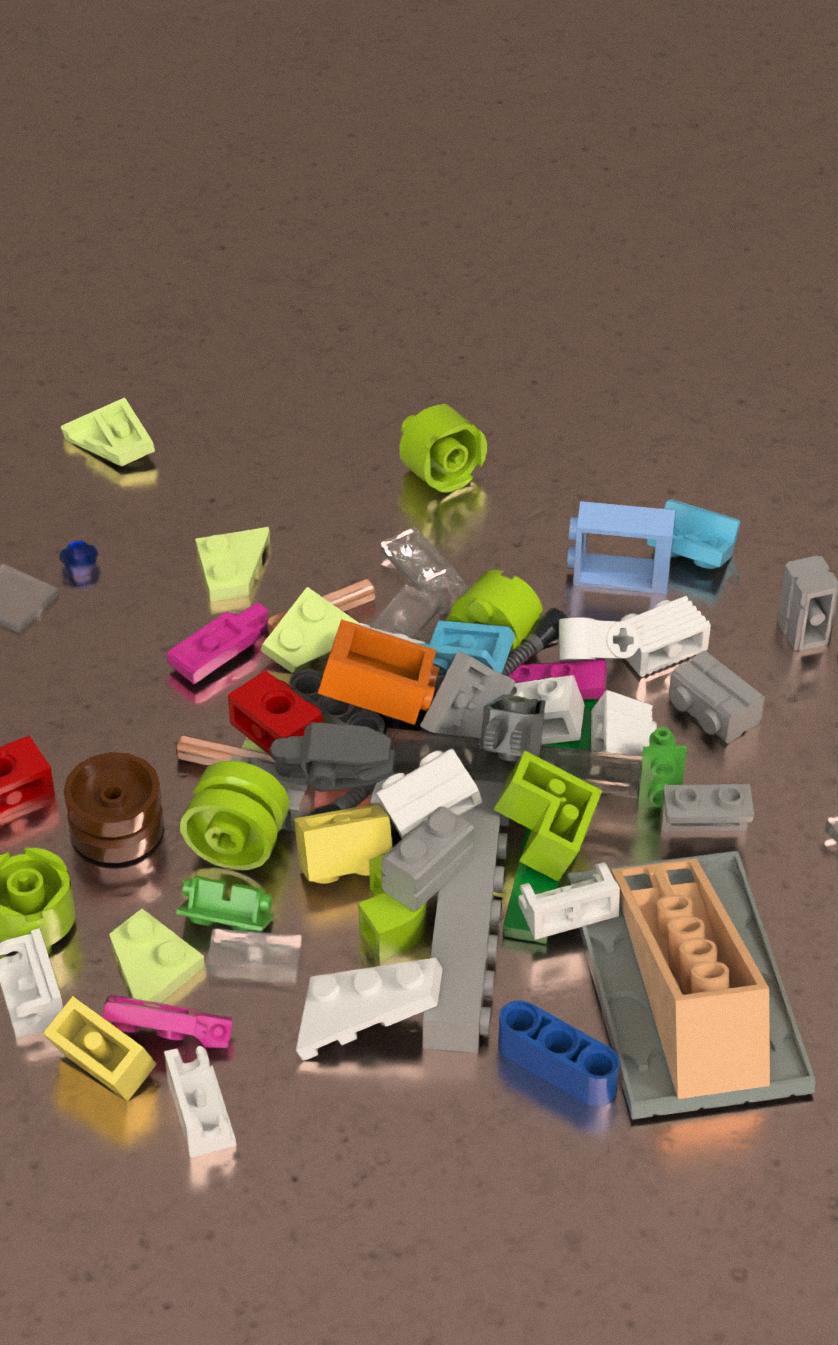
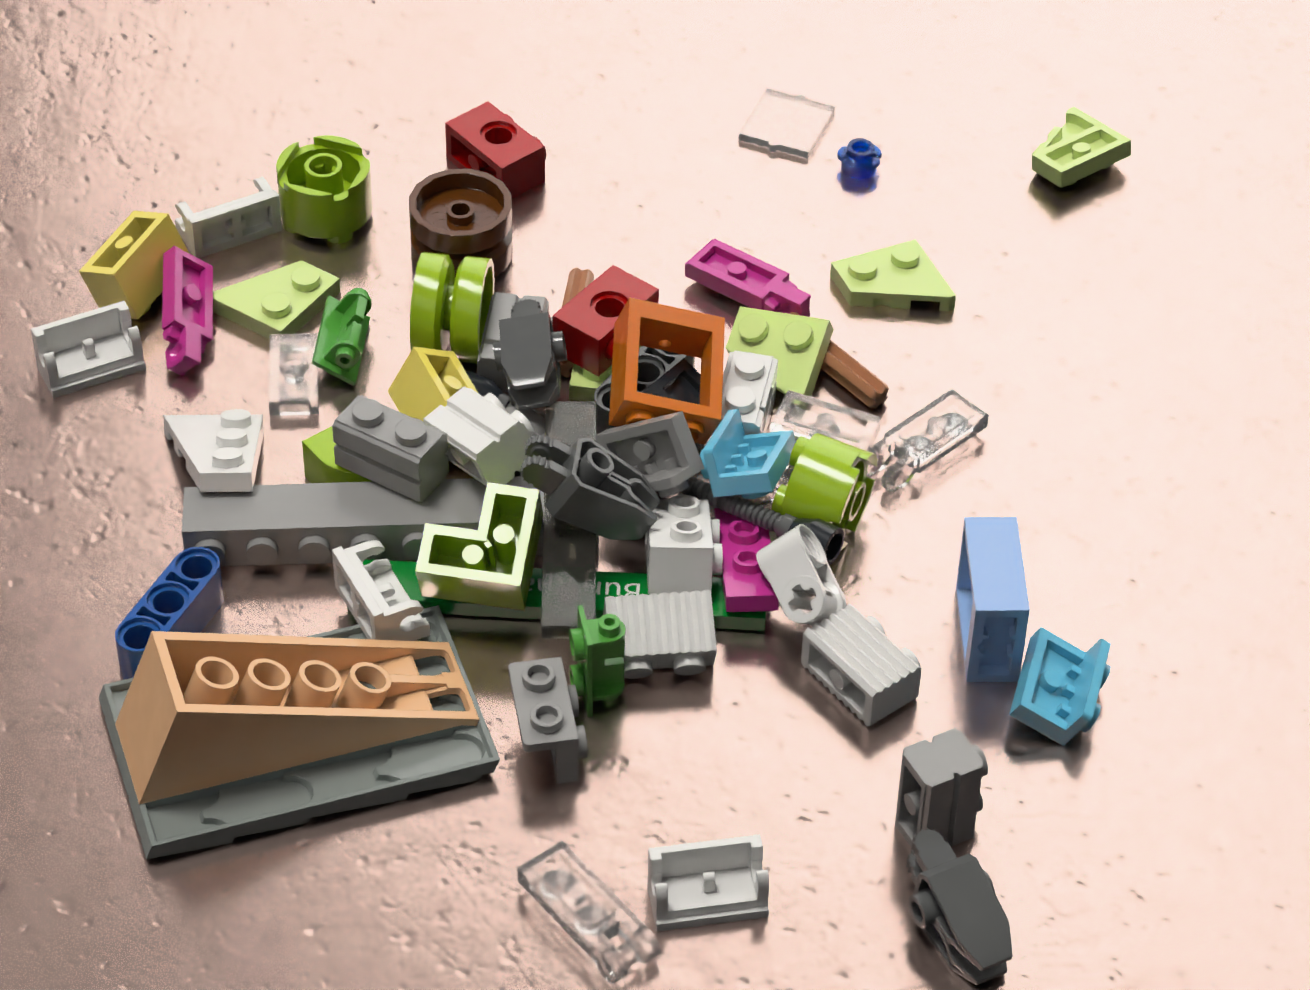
camera: 80 degrees right, 0 degrees up
(442, 447) = (1133, 414): lime brick -> none
(715, 697) = (760, 723): light grey brick -> none

